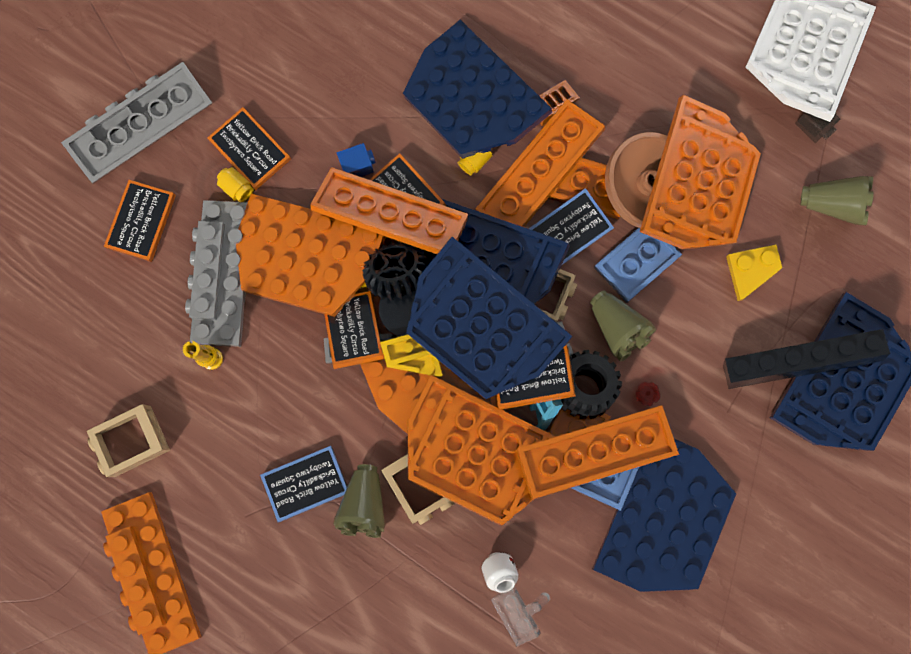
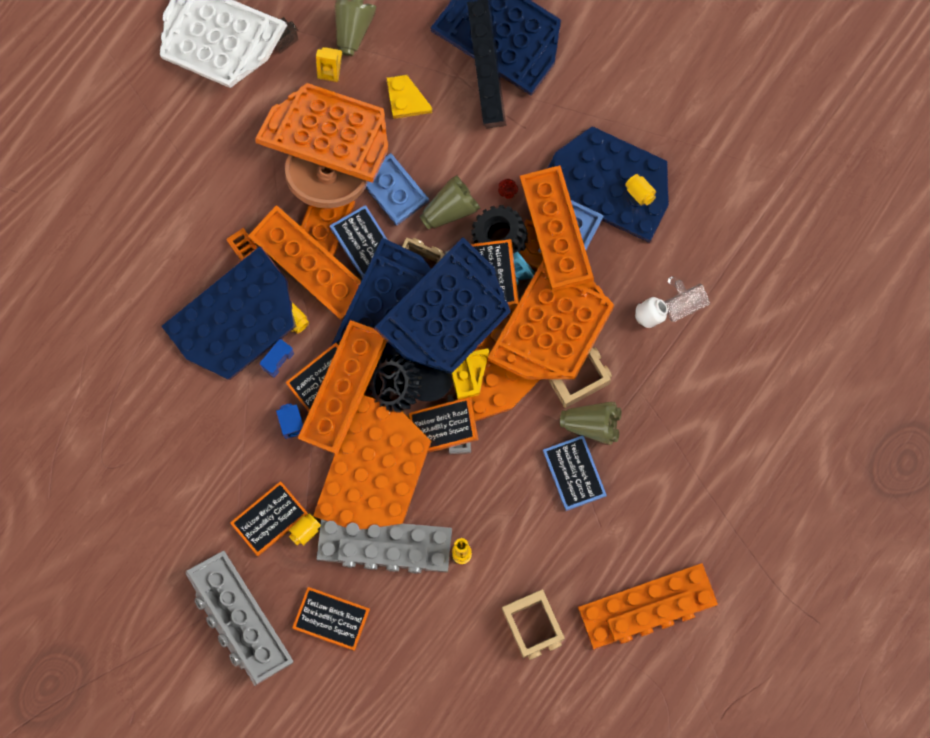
camera: 90 degrees left, 5 degrees down
(428, 141) = (276, 357): none -> blue piece
(654, 556) = (640, 190): none -> yellow brick
(787, 174) = (328, 64): none -> yellow slope

